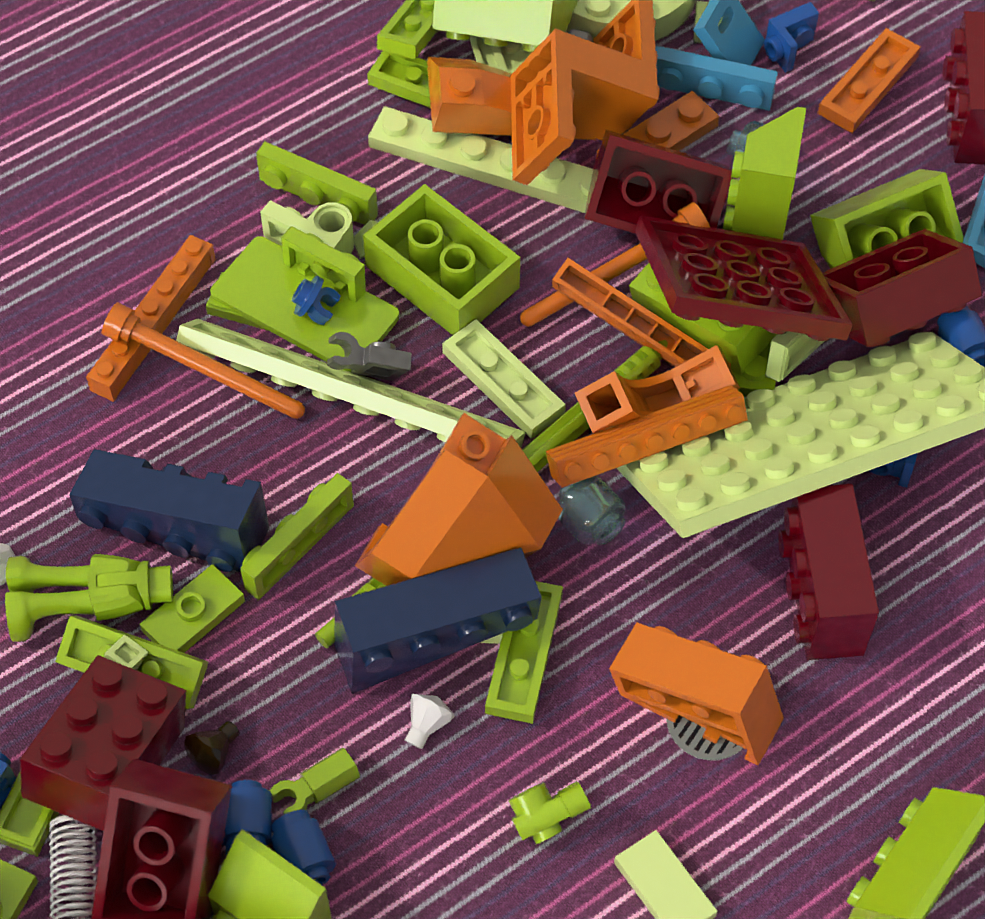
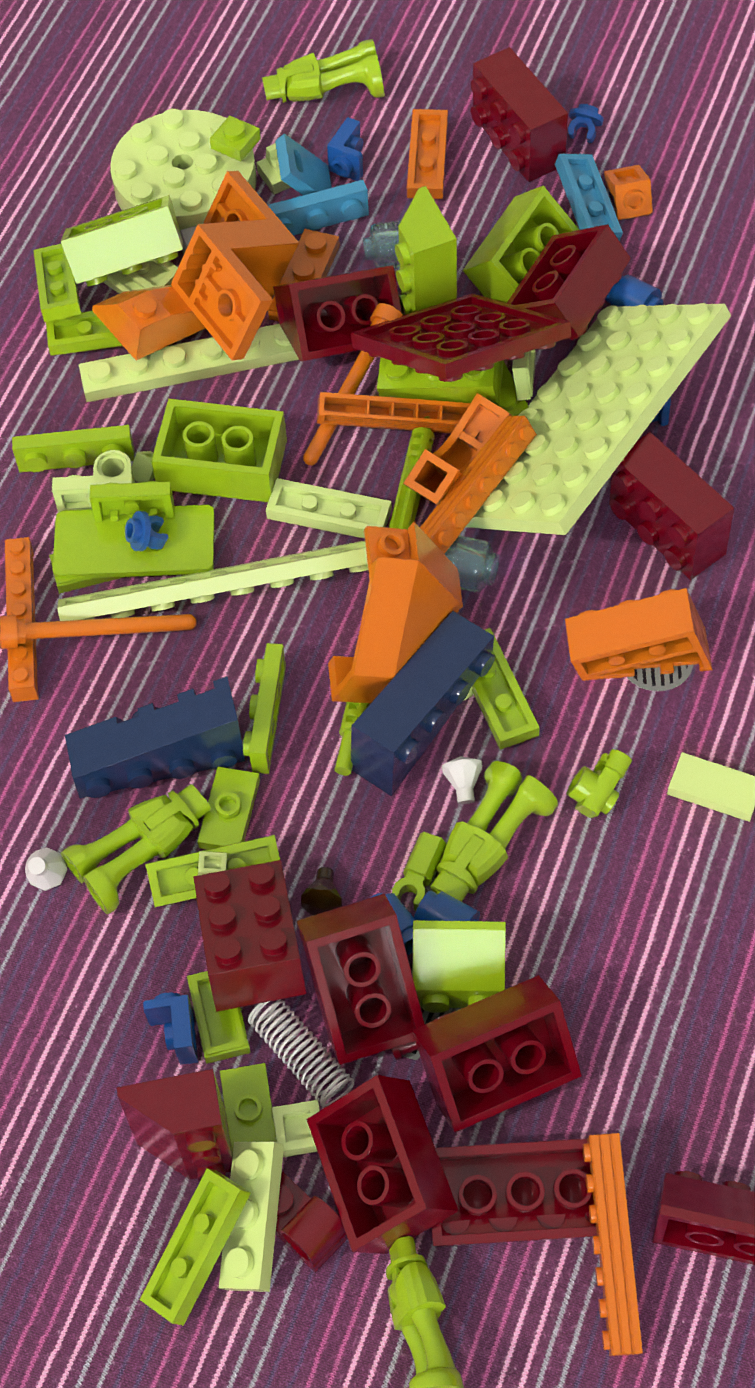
camera: 30 degrees left, 0 degrees up
(373, 799) = (474, 854): none -> lime piece
(376, 360) = (226, 550): flat silver plate -> none

